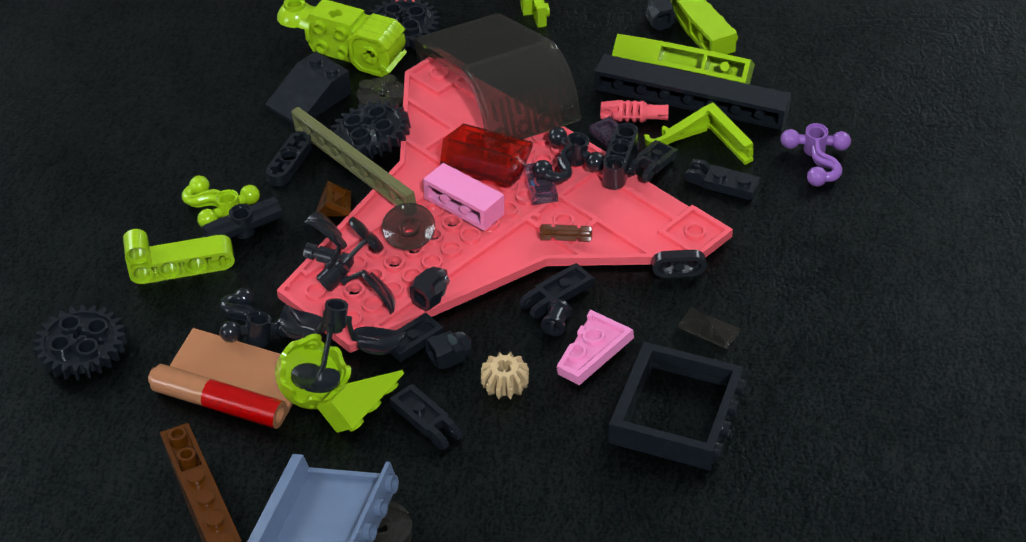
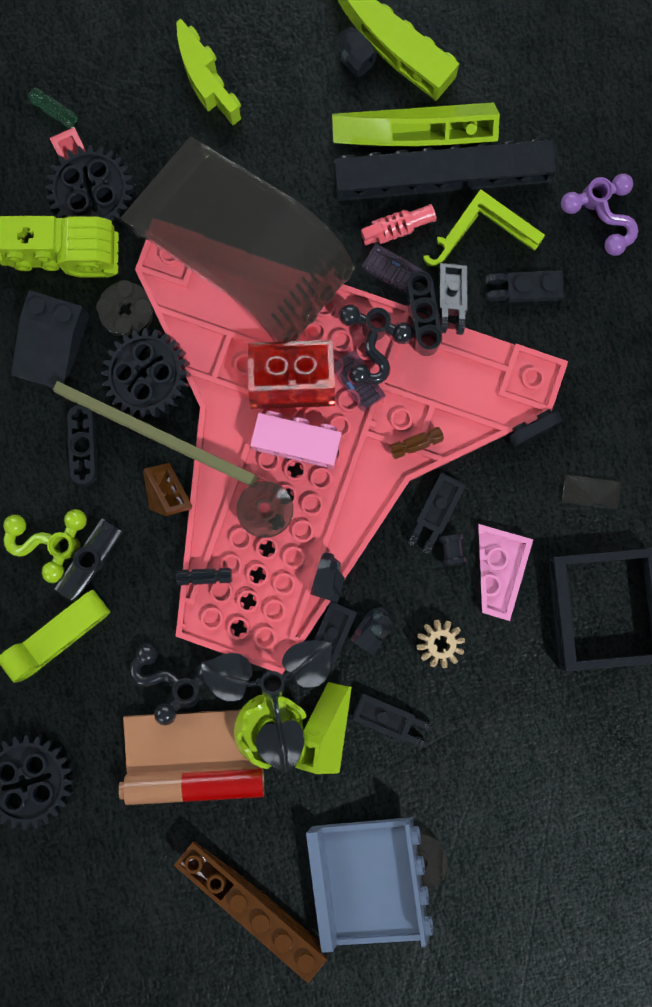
camera: 25 degrees left, 40 degrees up
(336, 271) = (225, 606): black plant -> none

